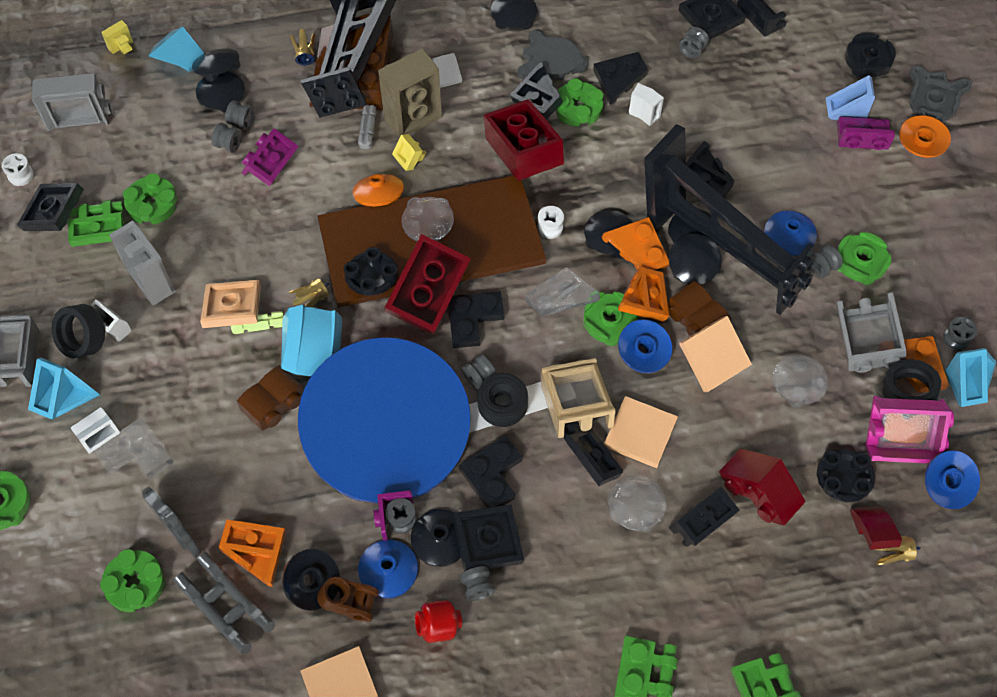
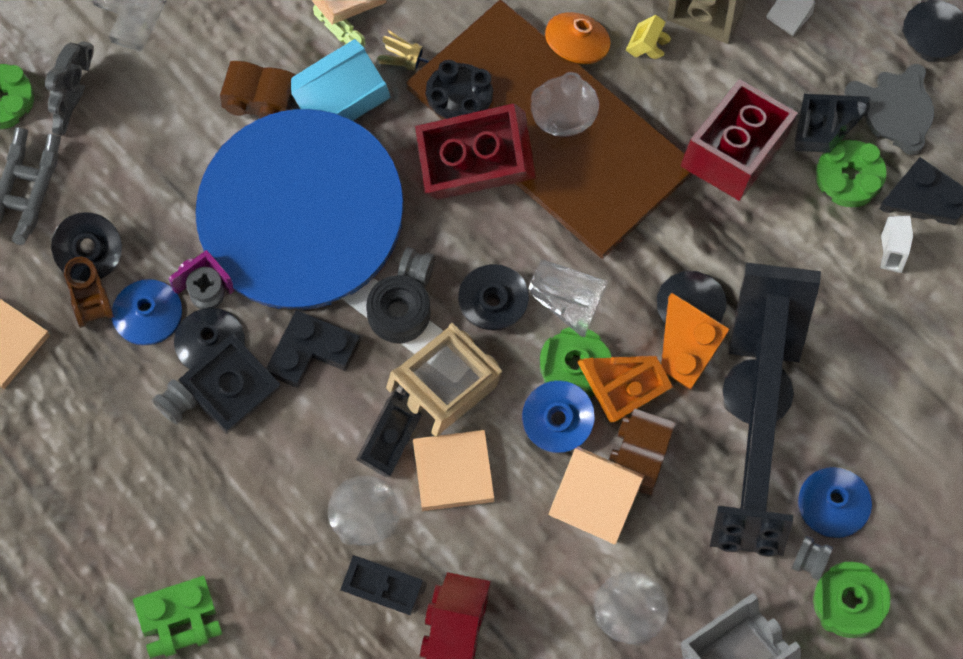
camera: 60 degrees right, 5 degrees up
(254, 547) = (91, 177): orange wing -> none
(437, 621) = (112, 387): red head -> none
(467, 311) = (487, 215): black plate -> none
(533, 327) = (497, 283): none -> black dish
(547, 228) = (661, 240): white wheel -> none
(695, 259) = (713, 411): black dish -> none
(710, 169) = (847, 363): black wing -> none

